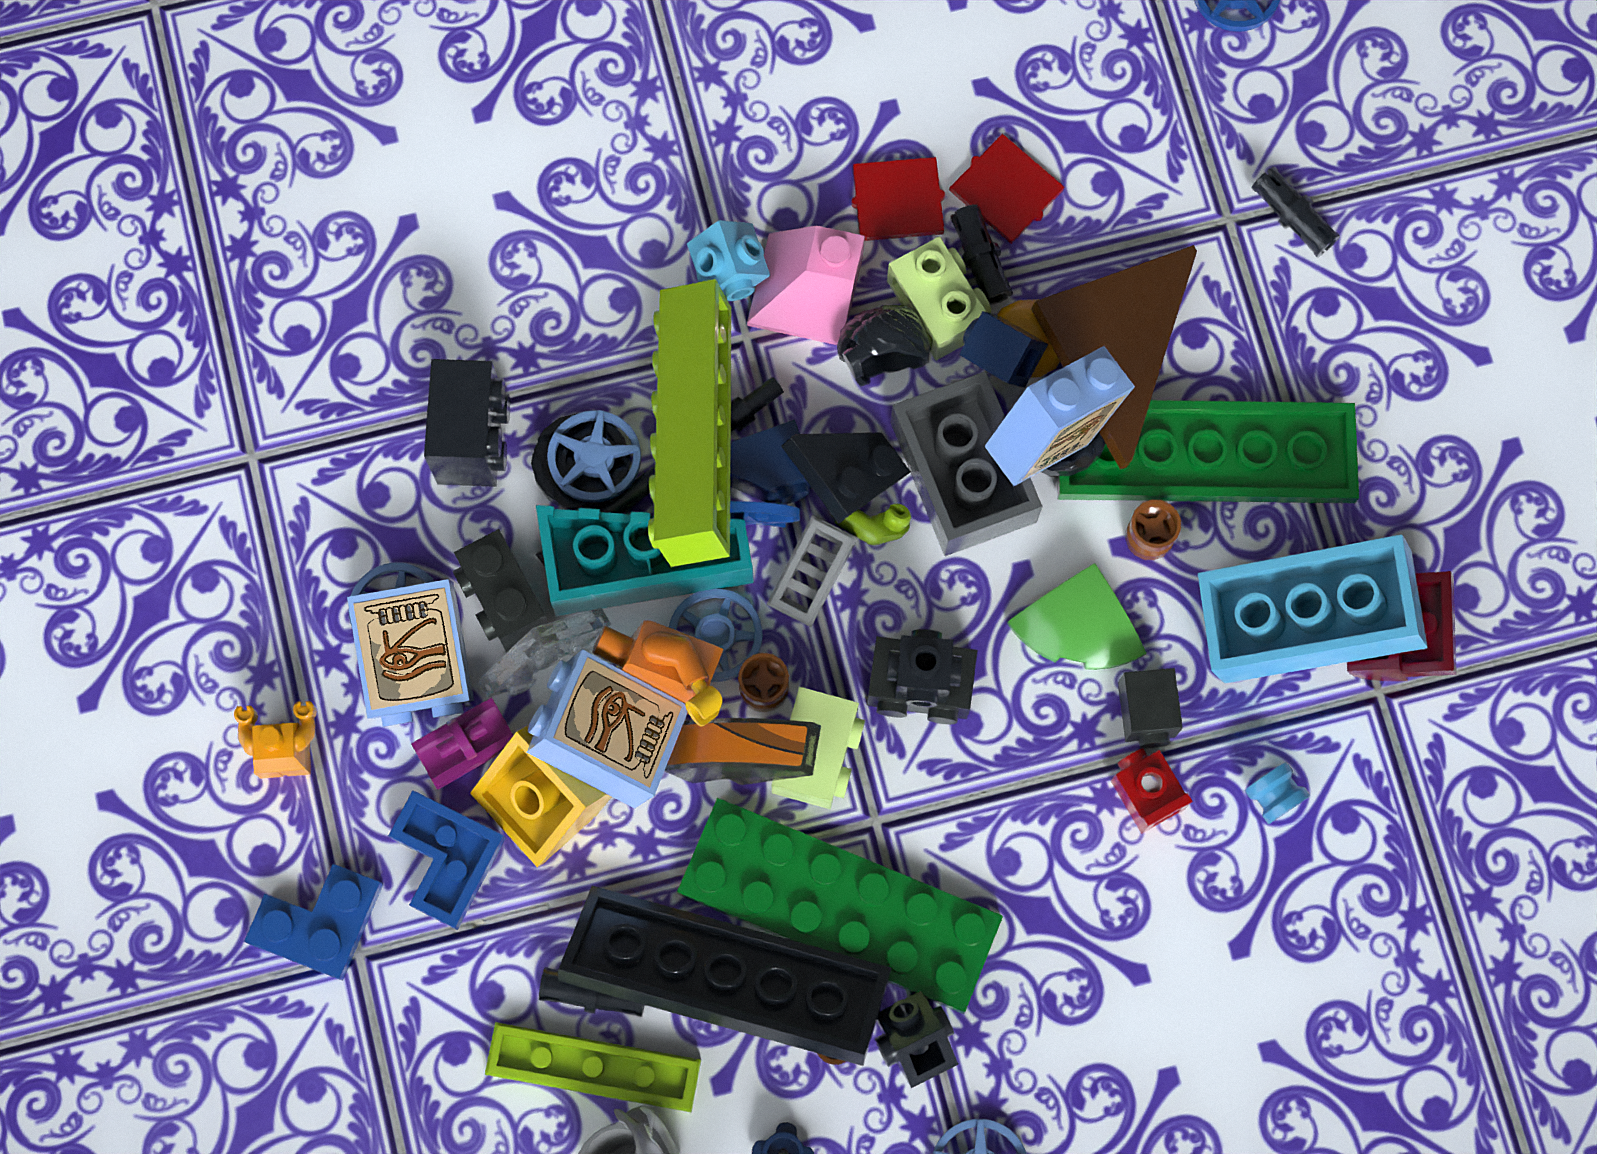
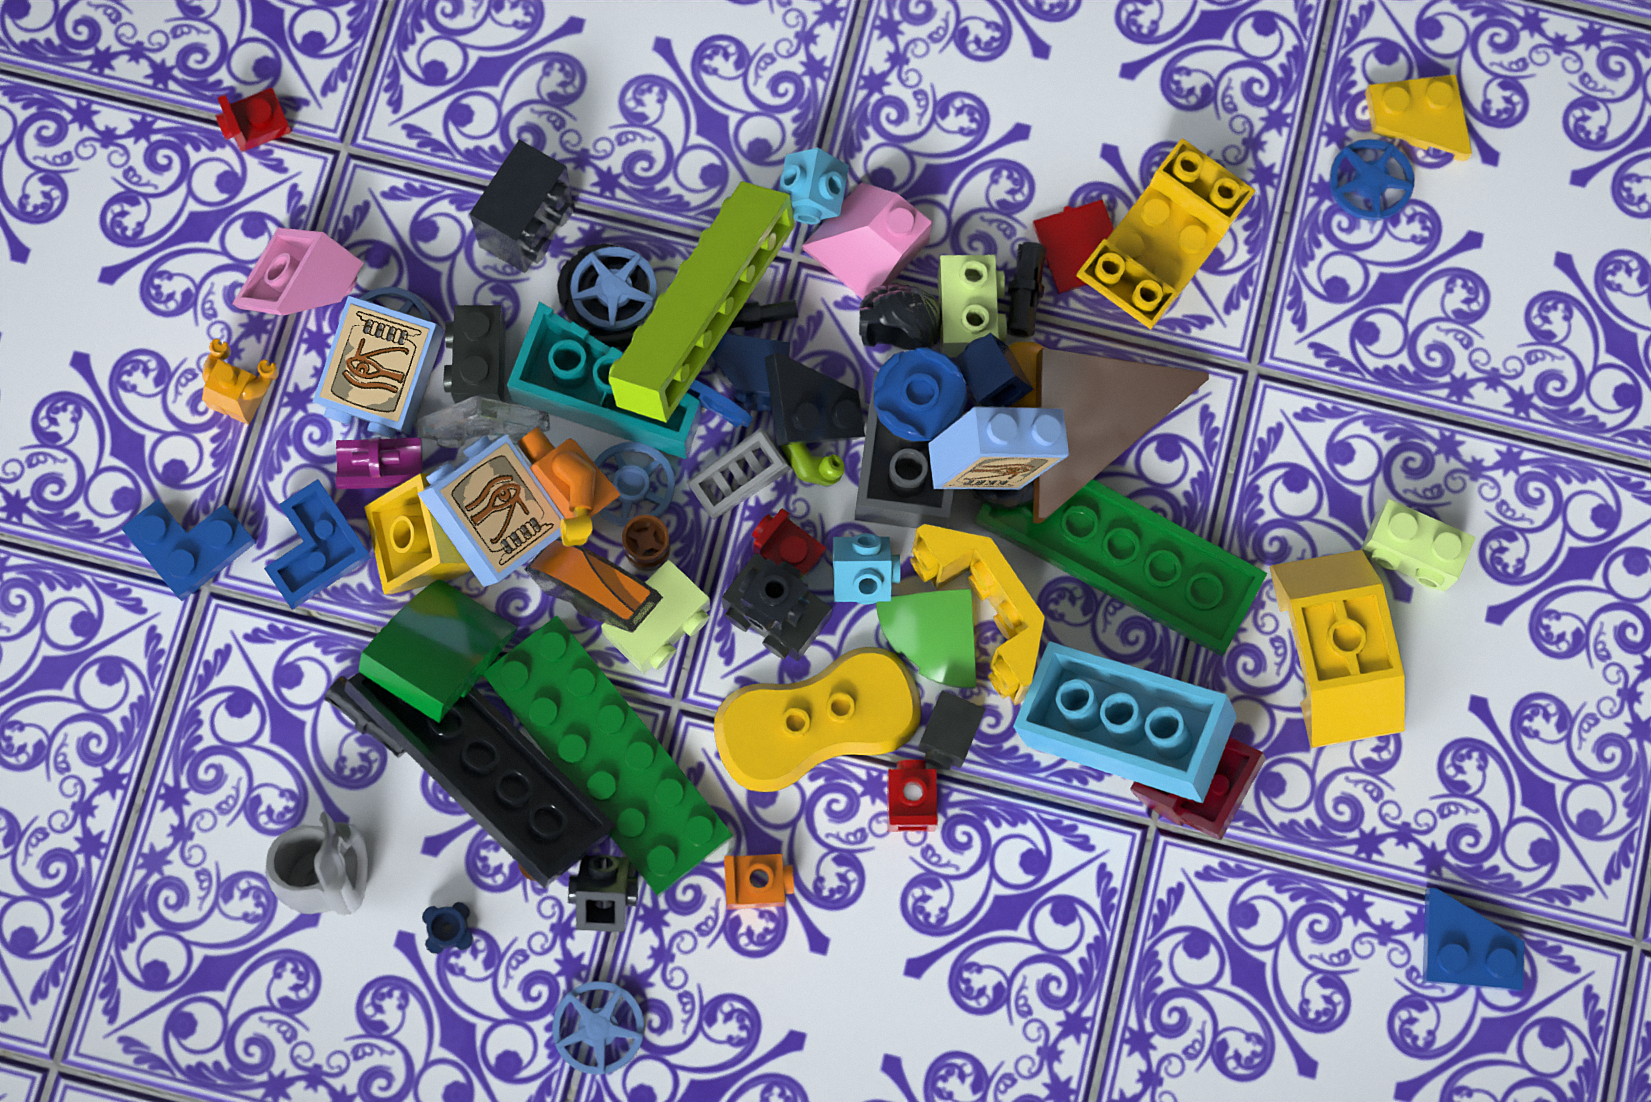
camera: 25 degrees right, 0 degrees up
(146, 475) = (252, 119): none -> red bracket
(279, 602) = (299, 274): none -> bright pink slope
(593, 1067) = (337, 776): lime tile -> none
(625, 892) = (435, 648): none -> green slope
(895, 612) = (785, 541): none -> red bracket
(898, 199) = (984, 209): red piece -> none
(949, 404) = (919, 394): none -> blue tile
(984, 597) = (864, 569): none -> medium azure brick
(990, 792) = (782, 731): none -> yellow plate
(1035, 958) = (740, 891): none -> orange brick
(1084, 134) = (1167, 234): none -> yellow slope
(1142, 555) = (947, 554): none -> yellow slope
(1158, 520) = (1043, 581): dark orange wheel -> none
(1277, 793) = (1015, 857): dark azure wheel -> none
(1295, 211) = (1312, 390): black pin -> none
(1463, 431) = (1343, 647): none -> yellow slope
(1474, 305) = (1417, 545): none -> yellowish green brick

